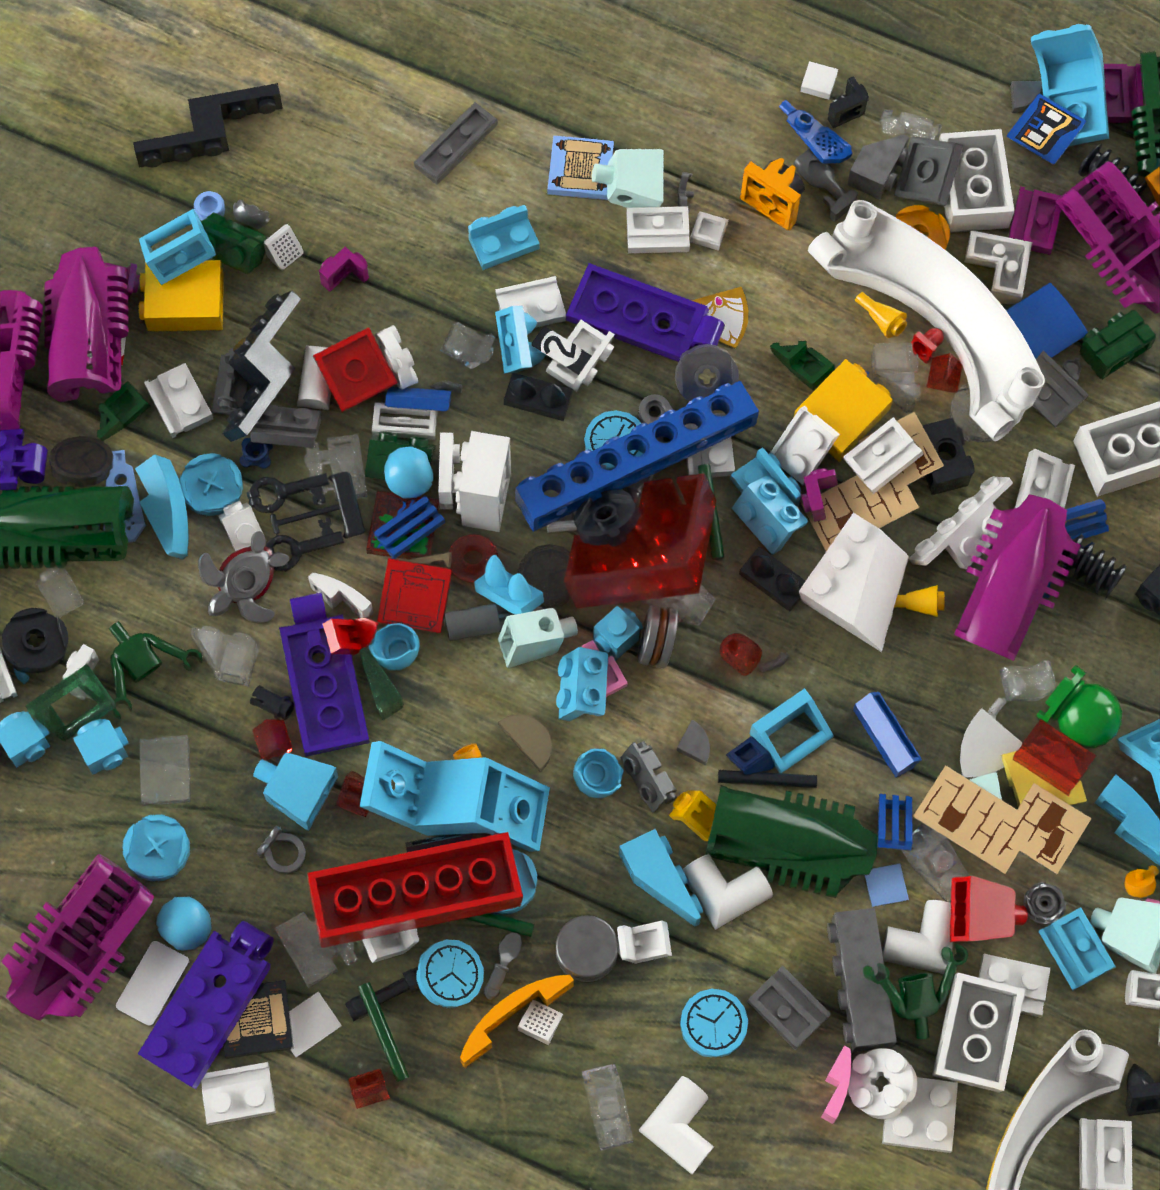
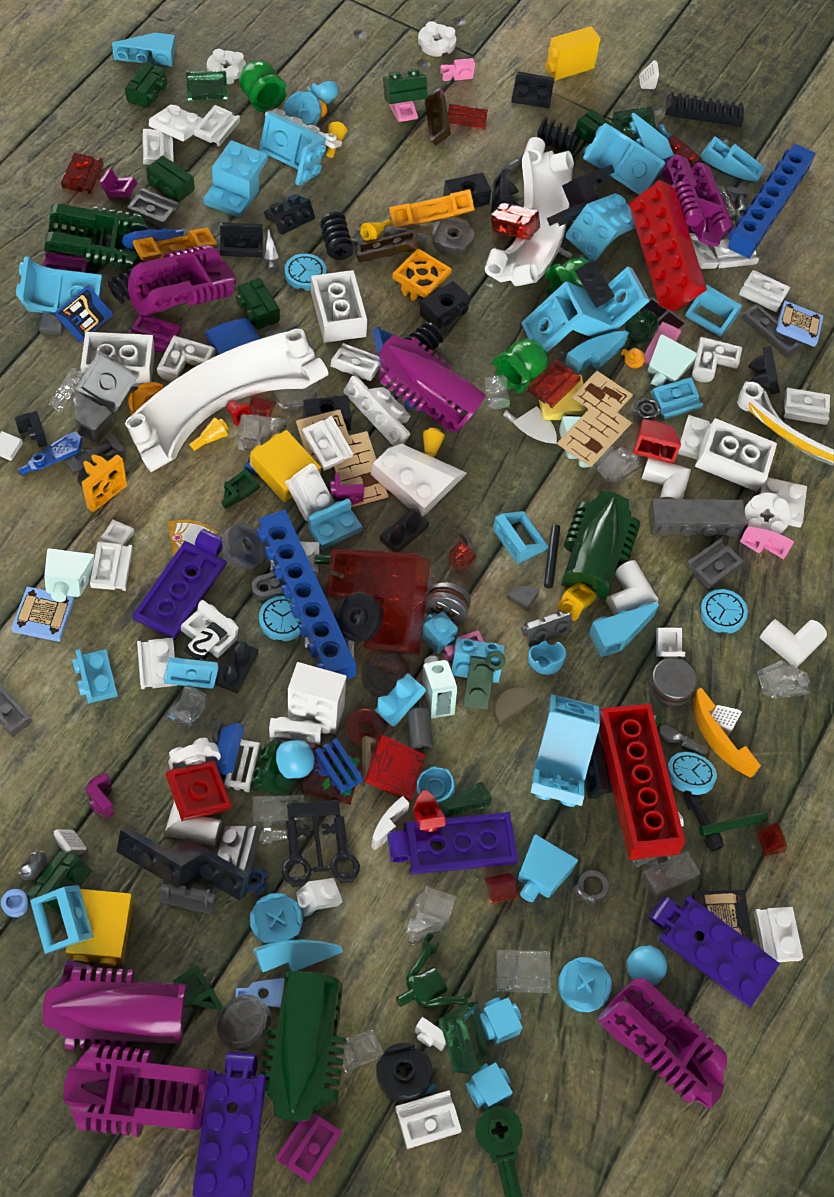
camera: 90 degrees left, 10 degrees down
(152, 983) = (692, 995): white sticker -> none
(179, 400) = (195, 941): white plate -> none
(242, 579) = (368, 895): flat silver animal -> none
(278, 706) = (472, 883): black pin -> none
(311, 1023) = (721, 877): white sticker -> none
(351, 793) = (548, 827): clear red slope -> none
(467, 752) = (522, 742): light orange hinge -> none
(548, 688) = (480, 680): none -> dark green hinge
(682, 193) = (84, 547): flat silver piece -> none
(751, 757) = (535, 563): dark blue slope -> none
(769, 513) = (358, 523): medium azure bracket -> none
(886, 733) = (526, 479): piece -> none
(886, 885) = (633, 495): light blue sticker -> none
(896, 805) = (591, 477): blue tile -> none
(917, 991) = (707, 484): dark green piece -> none

